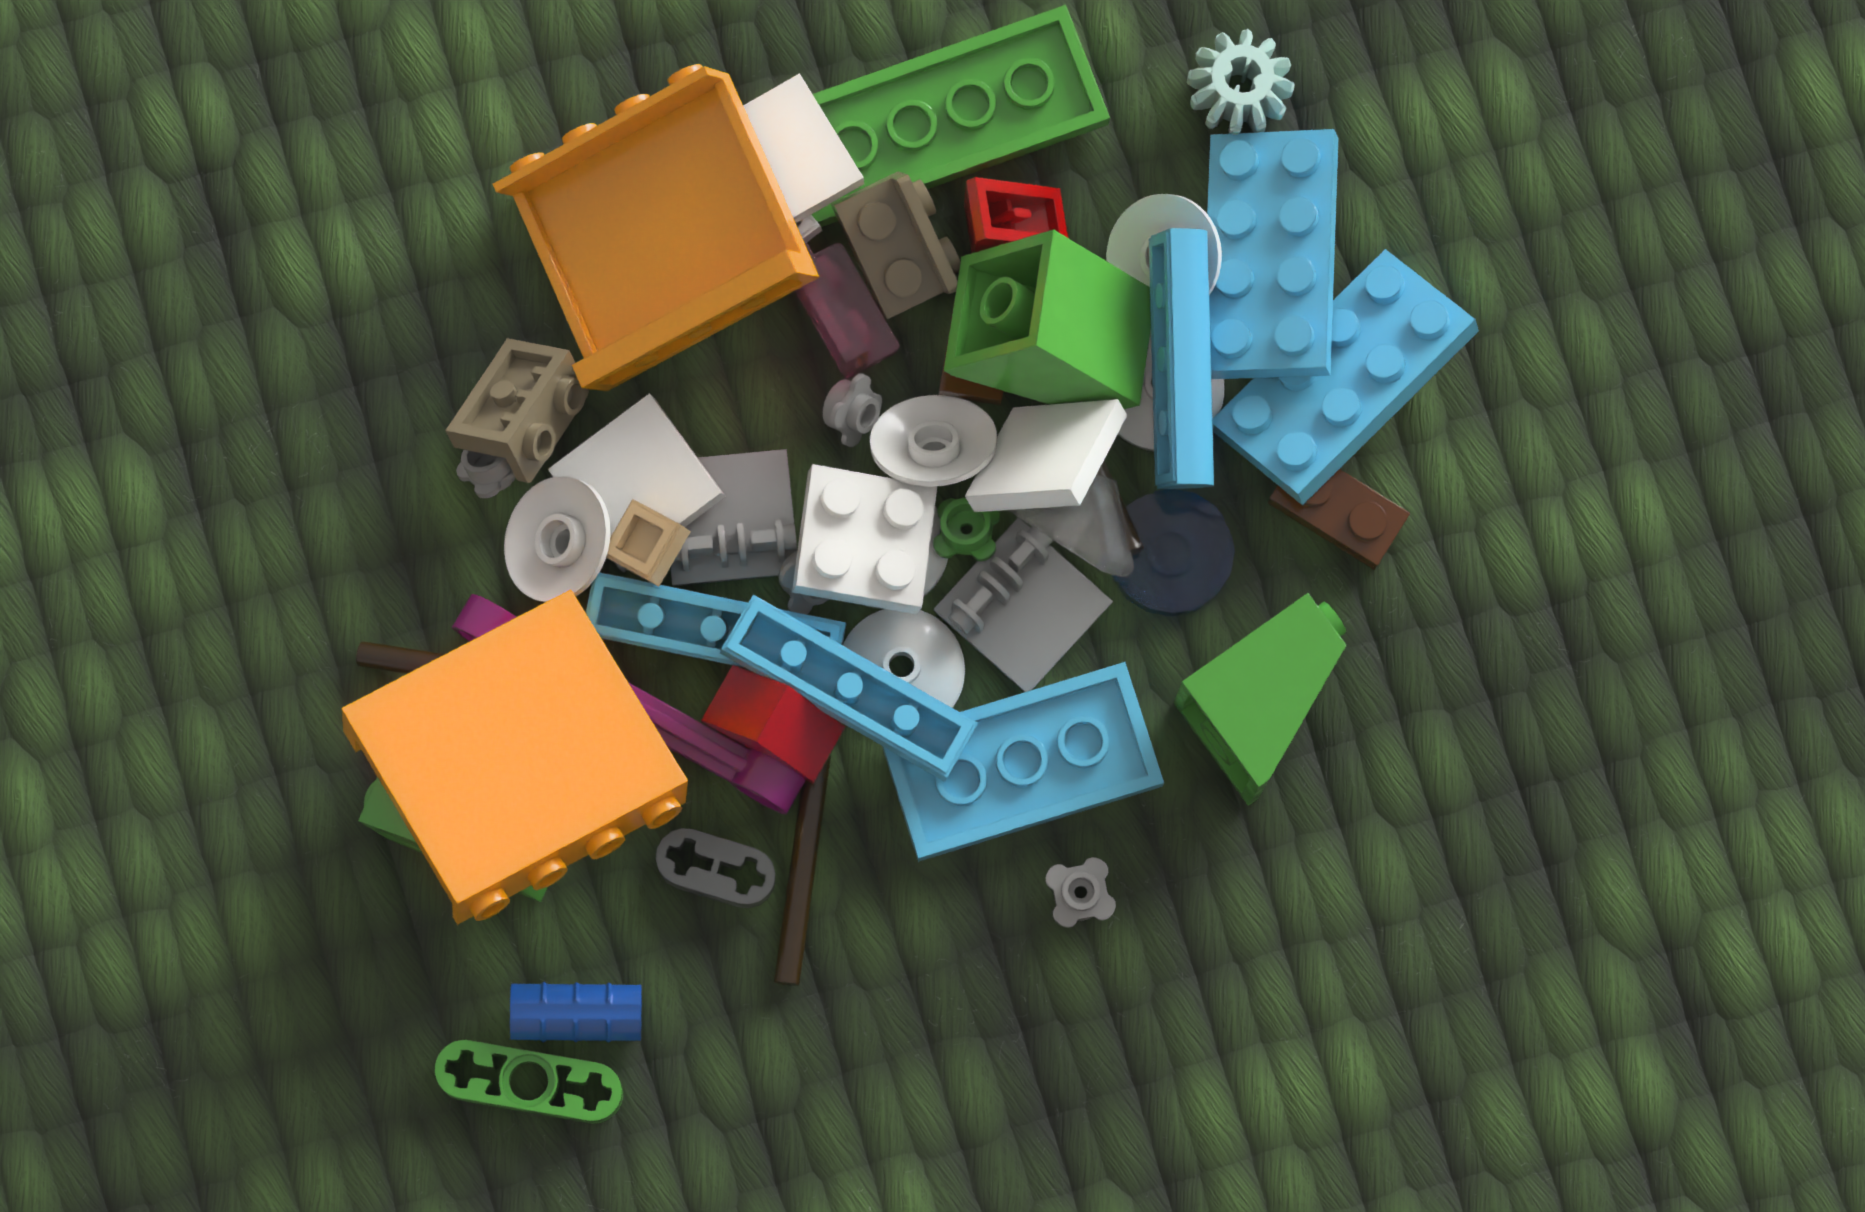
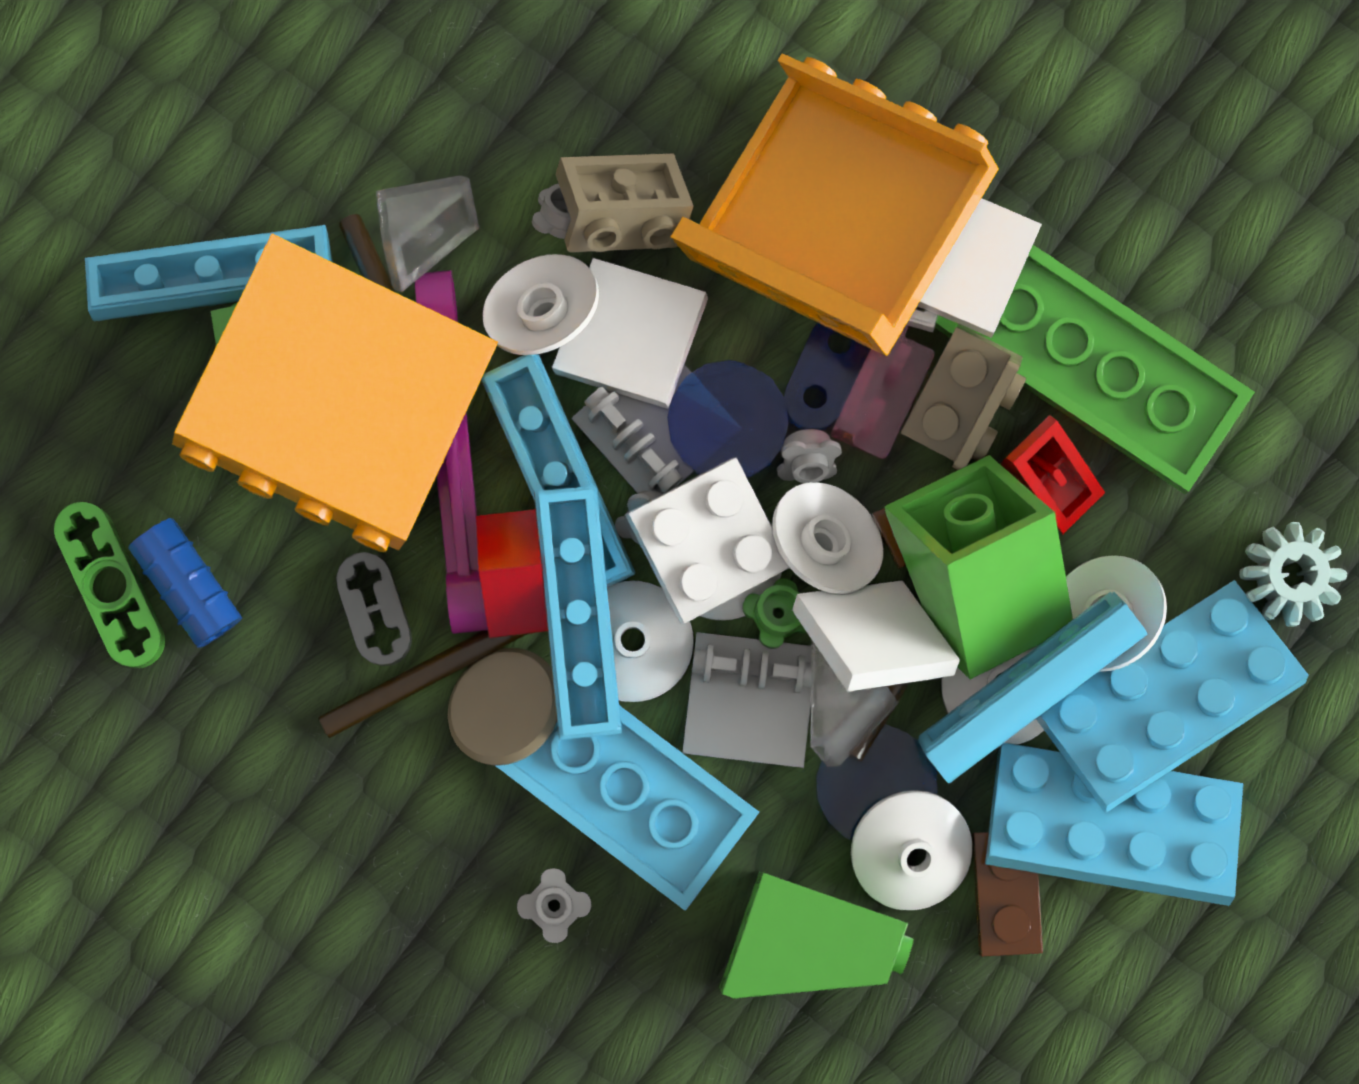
camera: 55 degrees right, 5 degrees up
(307, 822) = (184, 273): none -> medium azure brick
(414, 590) = (424, 225): none -> clear slope
(646, 542) = (583, 374): tan tile -> none
(766, 451) = (745, 425): none -> clear blue tile
(788, 343) = (825, 371): none -> clear blue plate
(880, 814) = (503, 707): none -> dark tan piece
(1221, 562) = (894, 830): none -> white dish

